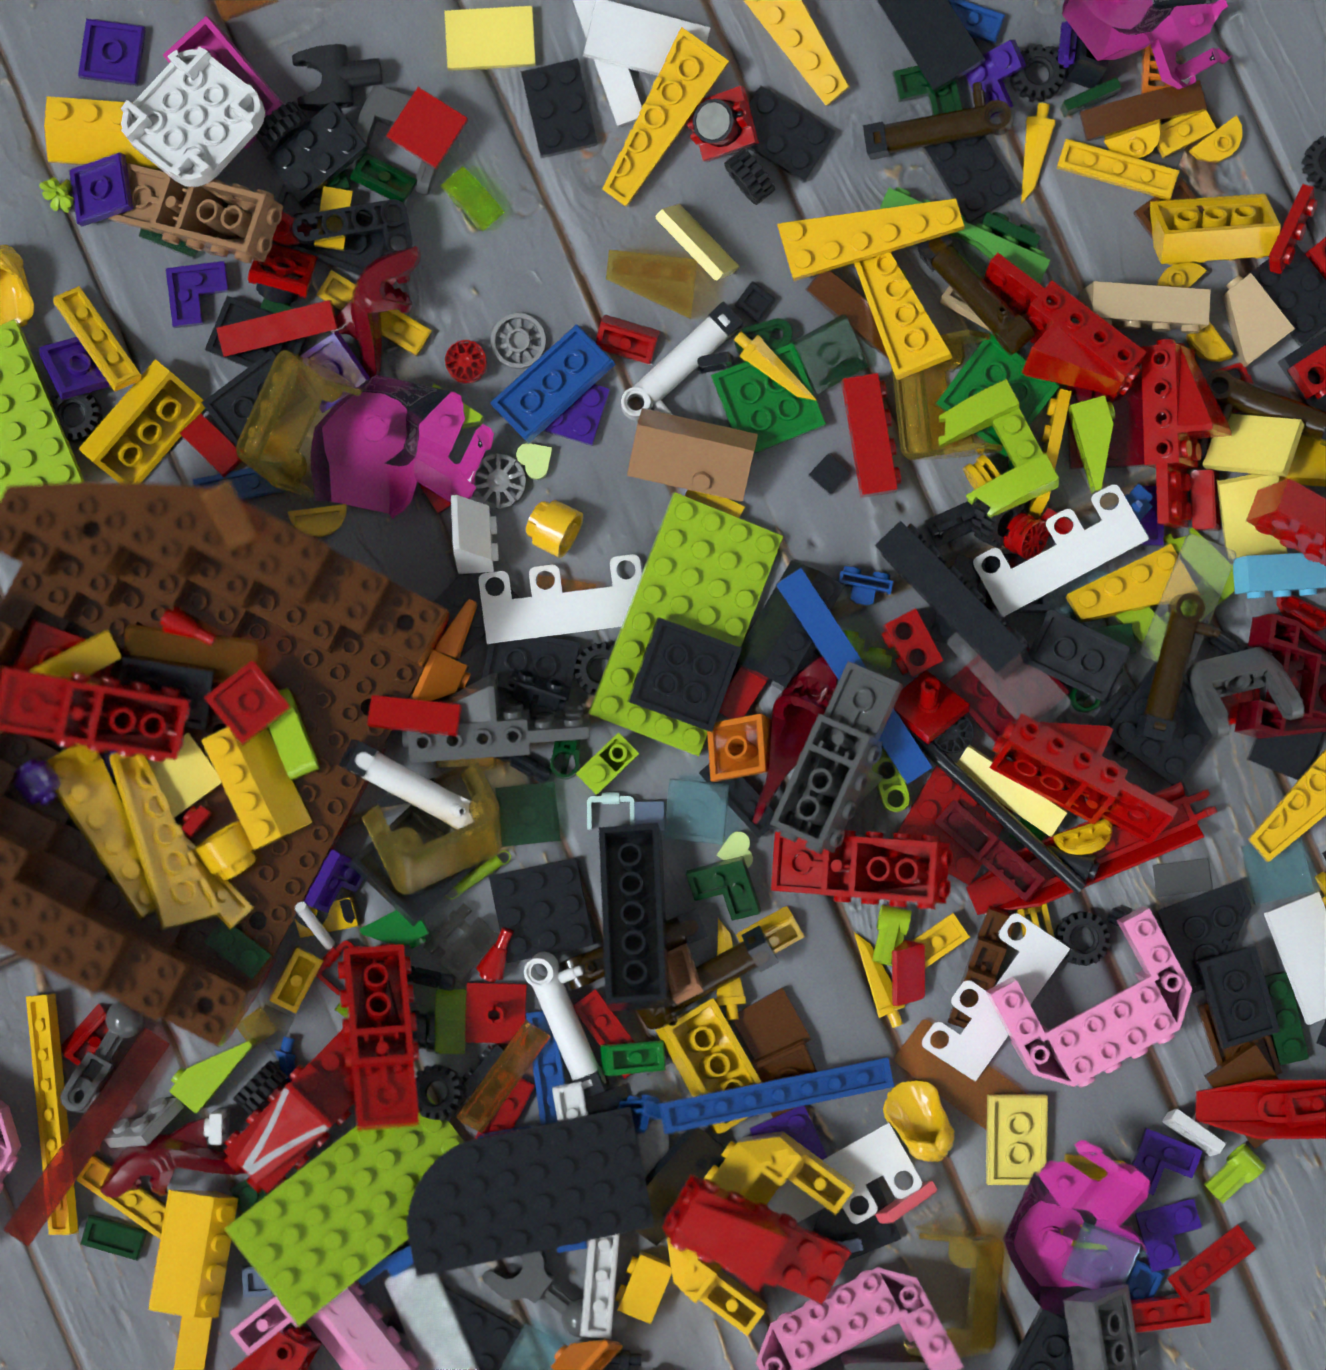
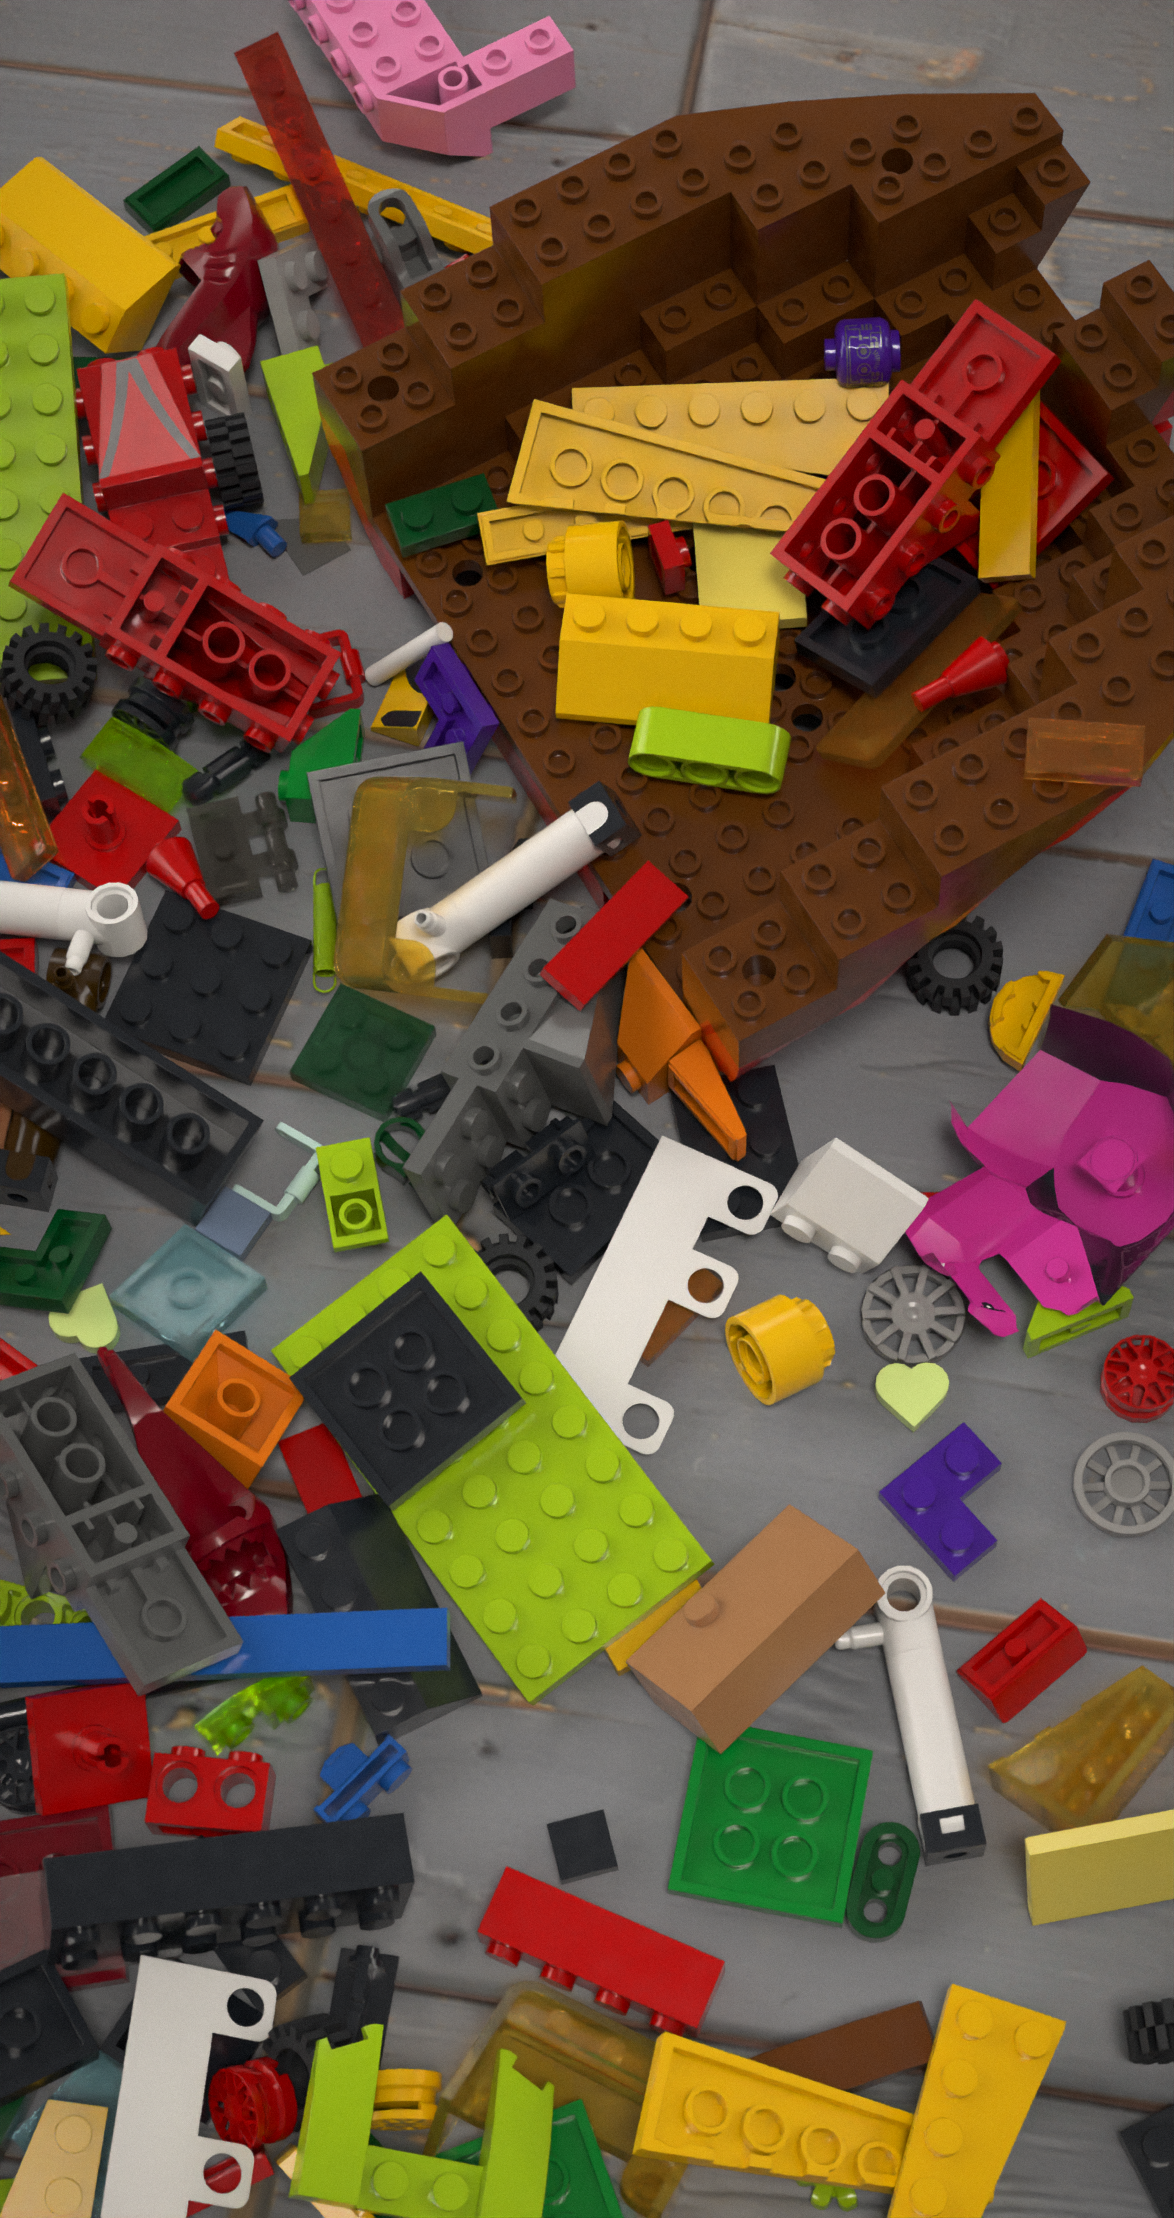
camera: 130 degrees right, 20 degrees down
(247, 702) = (791, 702): red tile -> none
(295, 979) = (354, 599): yellow slope -> none
(552, 383) = (1019, 1489): blue tile -> none
(714, 362) = (889, 1765): black piece -> none
(755, 302) = (955, 1911): black tile -> none
(765, 360) = (837, 1854): yellow bar -> none
(830, 354) = (782, 1971): clear green plate -> none

